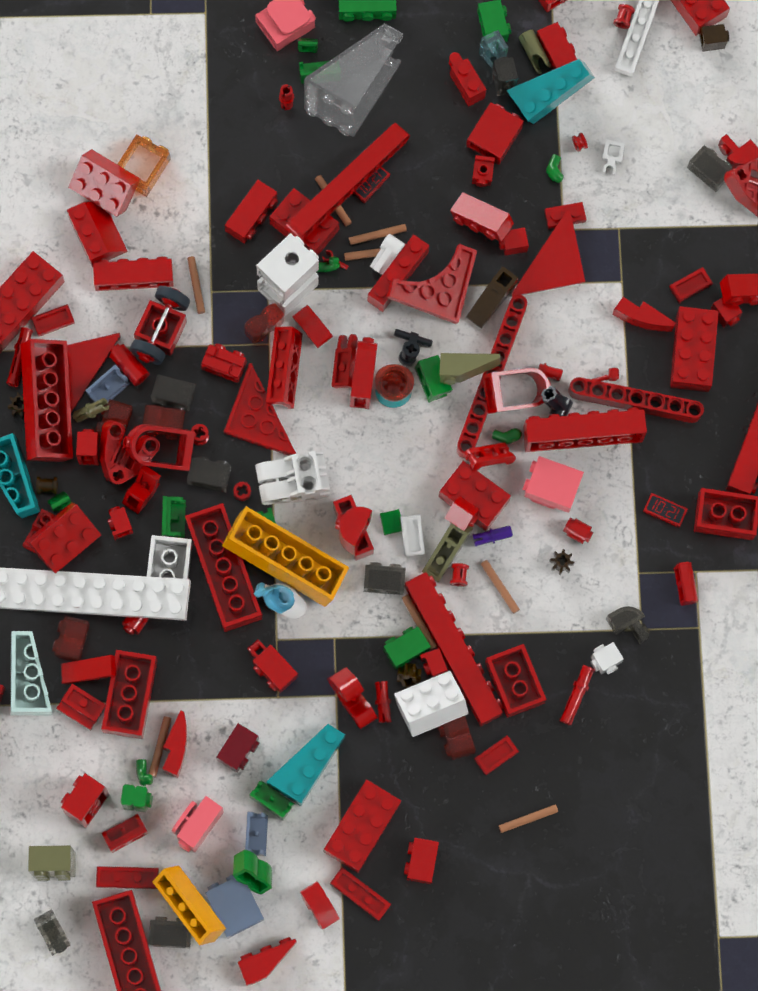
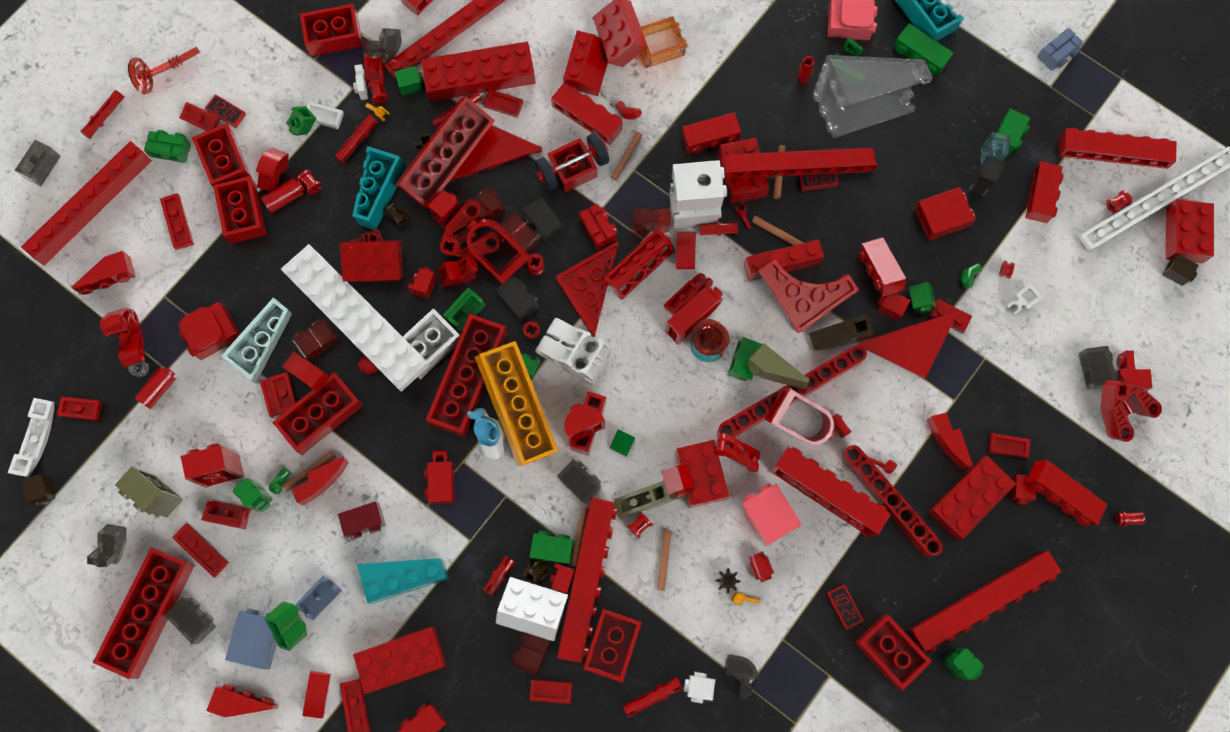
camera: 45 degrees right, 0 degrees up
(59, 501) = (394, 234): green slope -> none
(90, 410) = (472, 185): olive axle -> none
(108, 385) = (500, 178): sand blue hinge -> none
(128, 364) = (528, 175): red brick -> none
(165, 247) = (628, 113): none -> red arm
(189, 905) = (218, 611): light orange brick -> none
(197, 823) = (279, 552): coral brick -> none
(271, 800) = (350, 581): green hinge -> none
(323, 287) = (718, 228): none -> red pin
(333, 264) = (734, 216): green arm -> none
(349, 693) = (476, 547): red connector -> none
(377, 234) = (793, 221): nougat bar -> none
(389, 250) = (792, 236): white piece -> none
(411, 348) = (745, 323): black piece -> none
(412, 535) = (629, 465): white tile -> none
(466, 79) = (954, 158): red brick -> none
(483, 163) = (918, 232): red brick -> none
(493, 535) = (691, 516): dark purple axle -> none
(508, 437) = (765, 449): green arm -> none
(532, 217) = (922, 297): none -> green brick
(534, 49) = (1026, 174): olive piece -> none
(549, 90) = (1014, 211): teal wedge -> none
(556, 401) = (825, 452): black piece -> none
(581, 570) = (738, 599): none -> light orange hand
(686, 583) = (813, 680): red brick -> none

